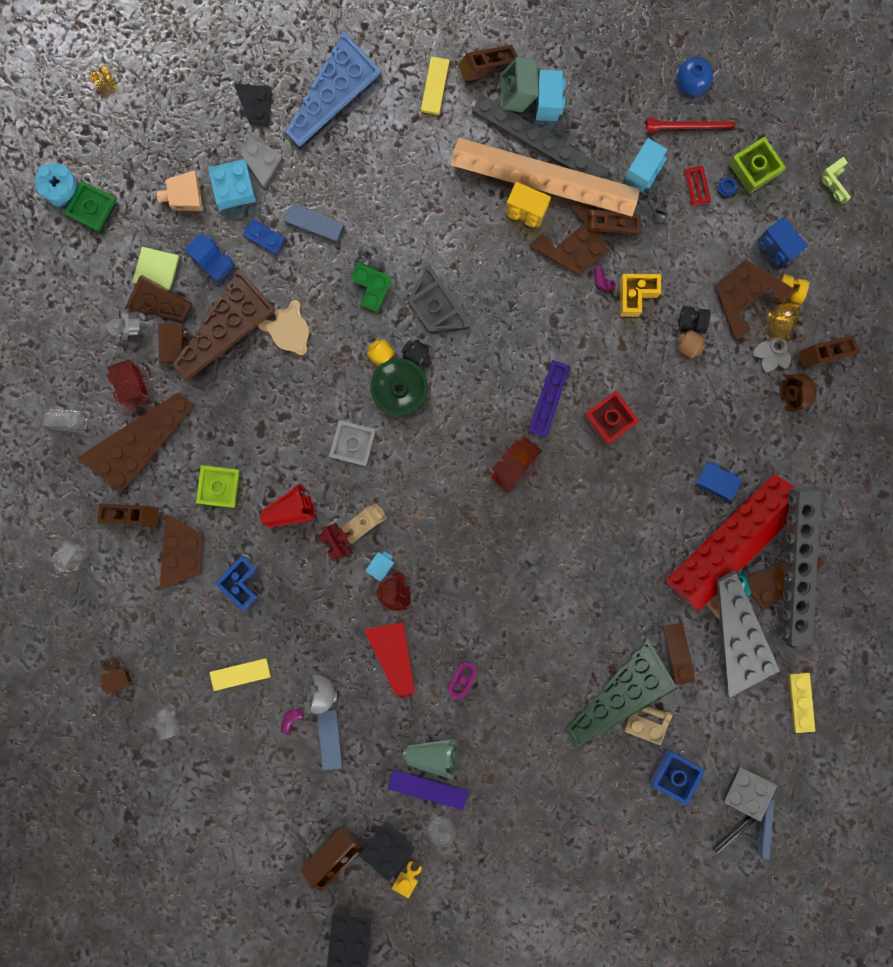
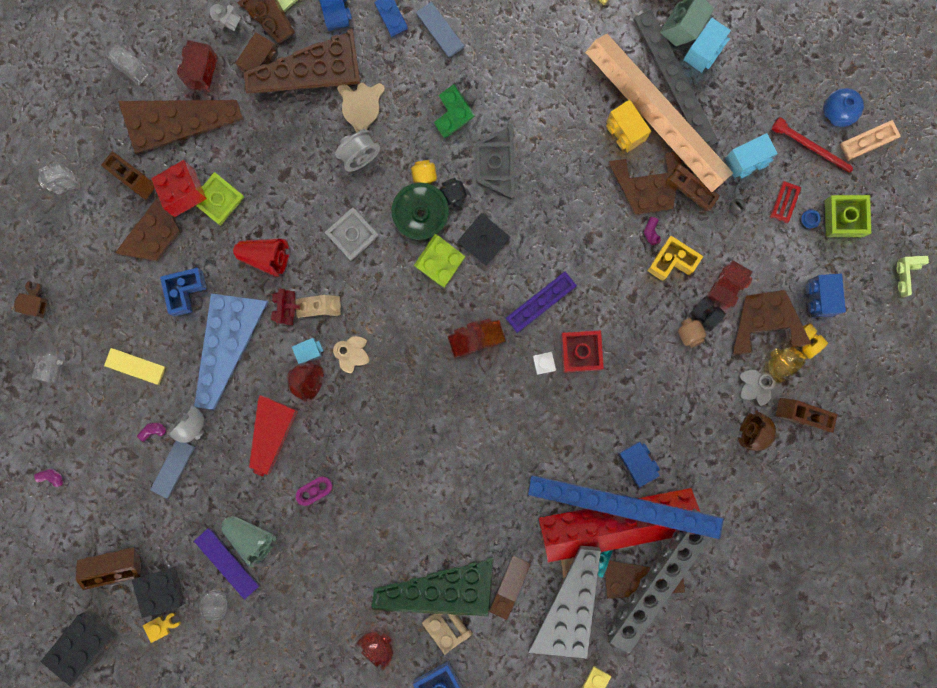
camera: 40 degrees right, 0 degrees up
(180, 498) = (178, 188): none -> red brick
(229, 813) = (50, 475): none -> magenta arm
(302, 598) = (226, 337): none -> medium blue wing
(312, 369) = (357, 150): none -> light grey wheel
(420, 544) = (354, 353): none -> tan plate
(442, 418) = (439, 260): none -> lime plate
(466, 377) = (483, 239): none -> black plate
(585, 448) = (544, 363): none -> white plate
(601, 777) = (376, 649): none -> clear red cylinder
(695, 282) = (728, 284): none -> clear red brick
(733, 90) = (870, 140): none -> light nougat tile
(733, 523) = (627, 507): none -> blue plate

